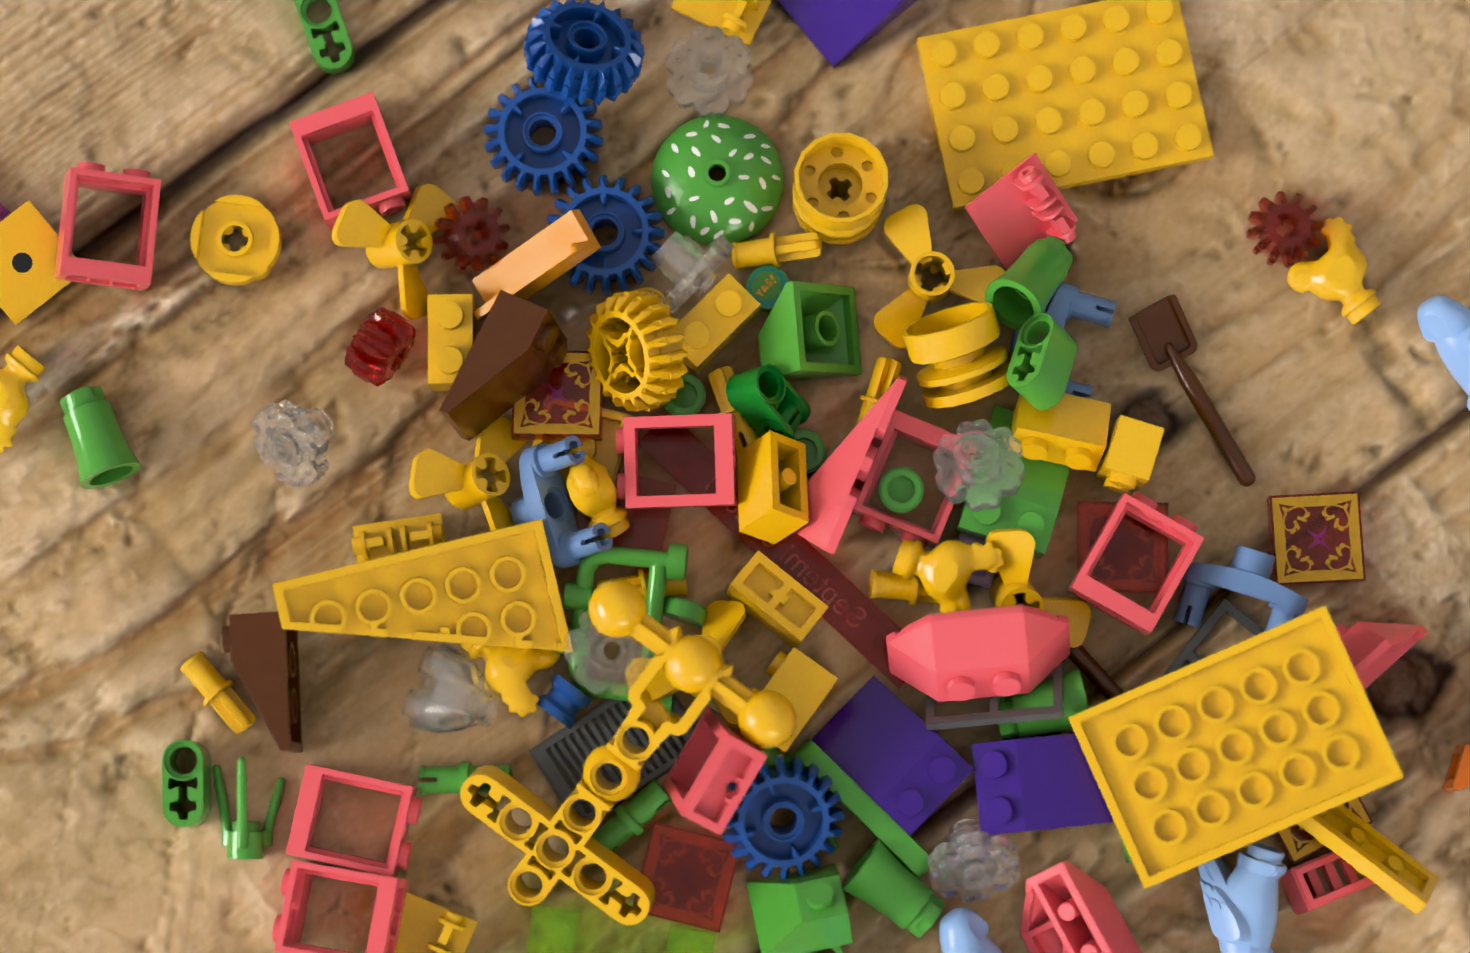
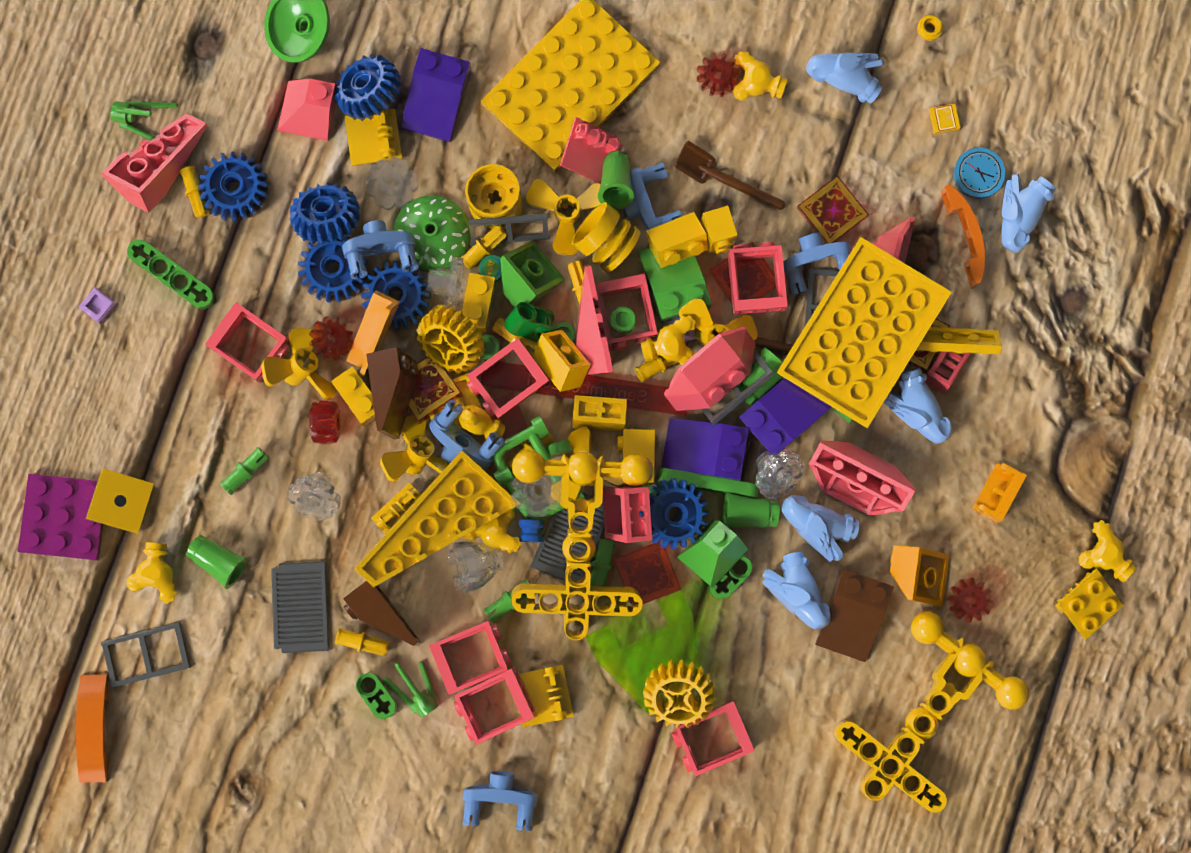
camera: 40 degrees left, 0 degrees up
(100, 272) = (146, 425): coral window -> none
(168, 584) = (300, 607): none -> dark grey window
(220, 220) = (203, 415): yellow plate -> none
(223, 338) = (244, 470): none -> bright green pin
(630, 141) = (379, 241): none -> medium blue connector
(834, 237) = (508, 221): none -> dark grey window
(979, 465) = (652, 282): clear plant -> none
(1042, 361) = (648, 213): bright green beam -> none

